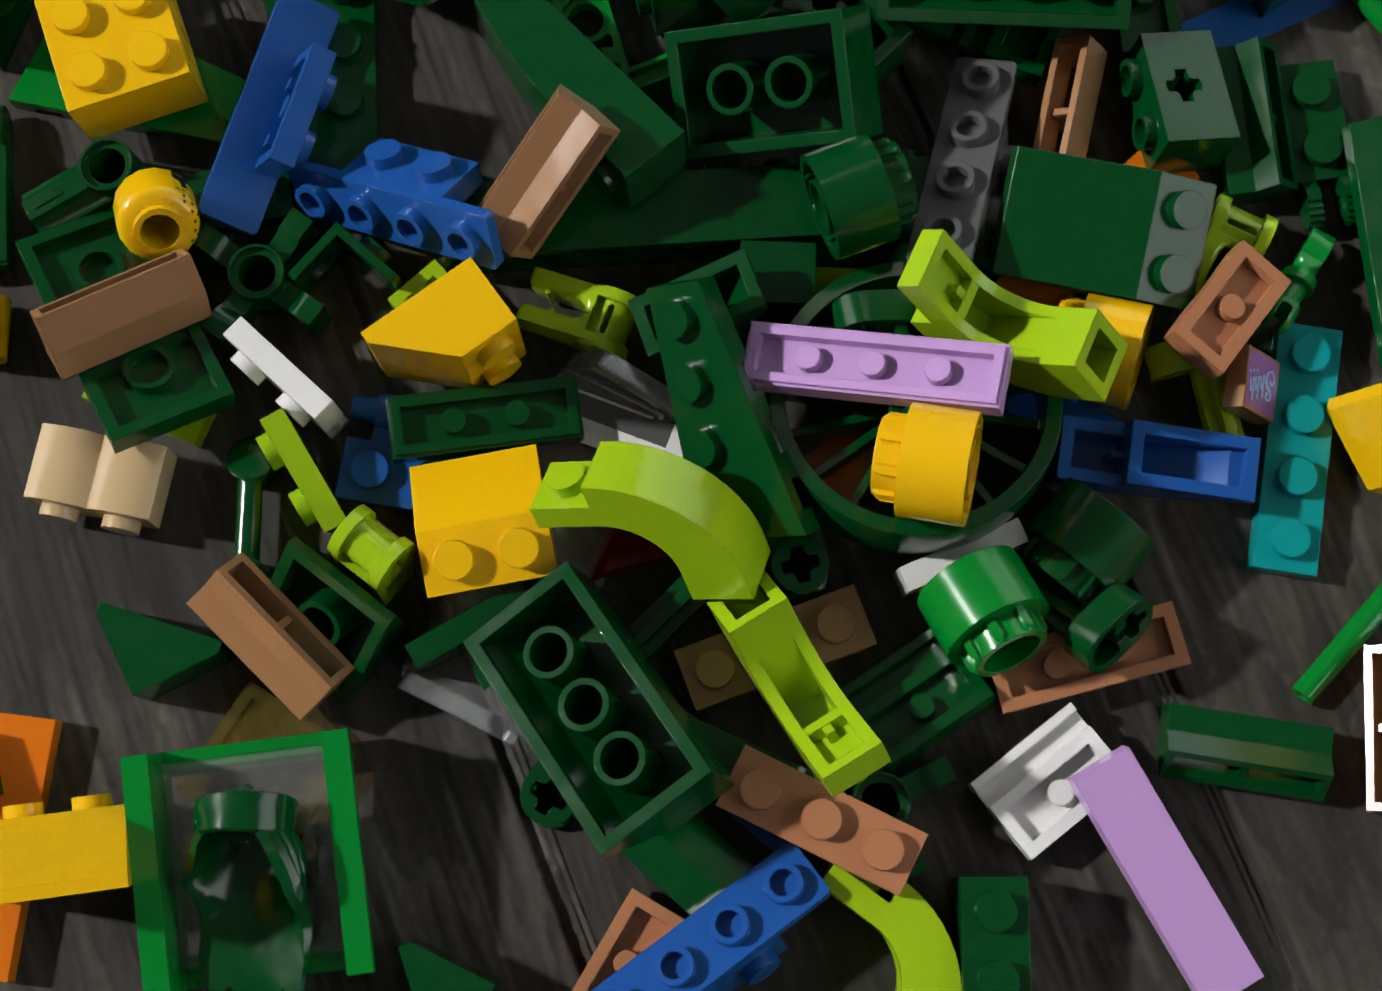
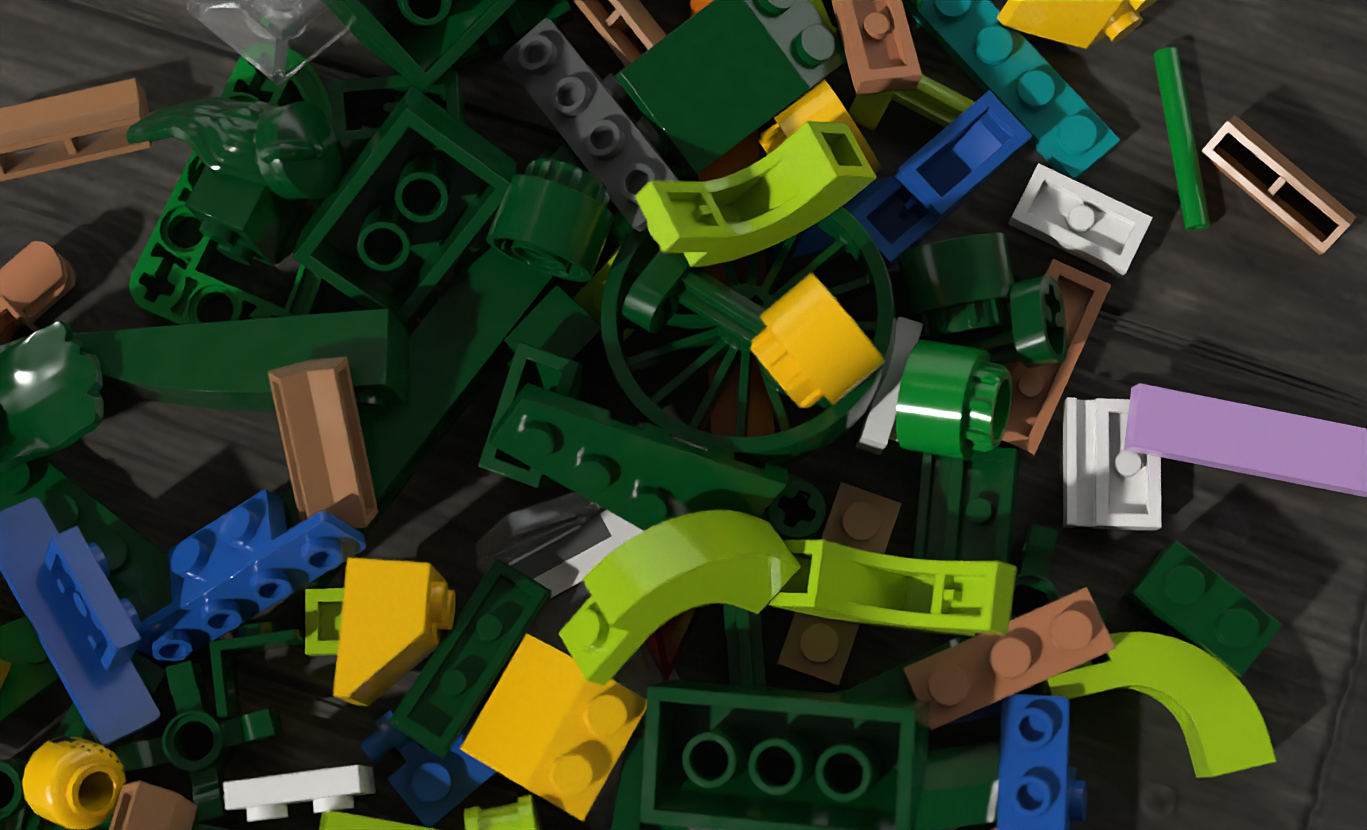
camera: 50 degrees left, 0 degrees up
(601, 327) = (469, 516): lime piece -> none
(878, 367) = (704, 321): lavender tile -> none
(1222, 598) = (1080, 220): none -> white plate
(1245, 752) = (1206, 304): dark green piece -> none
(1251, 386) = (943, 63): tile -> none

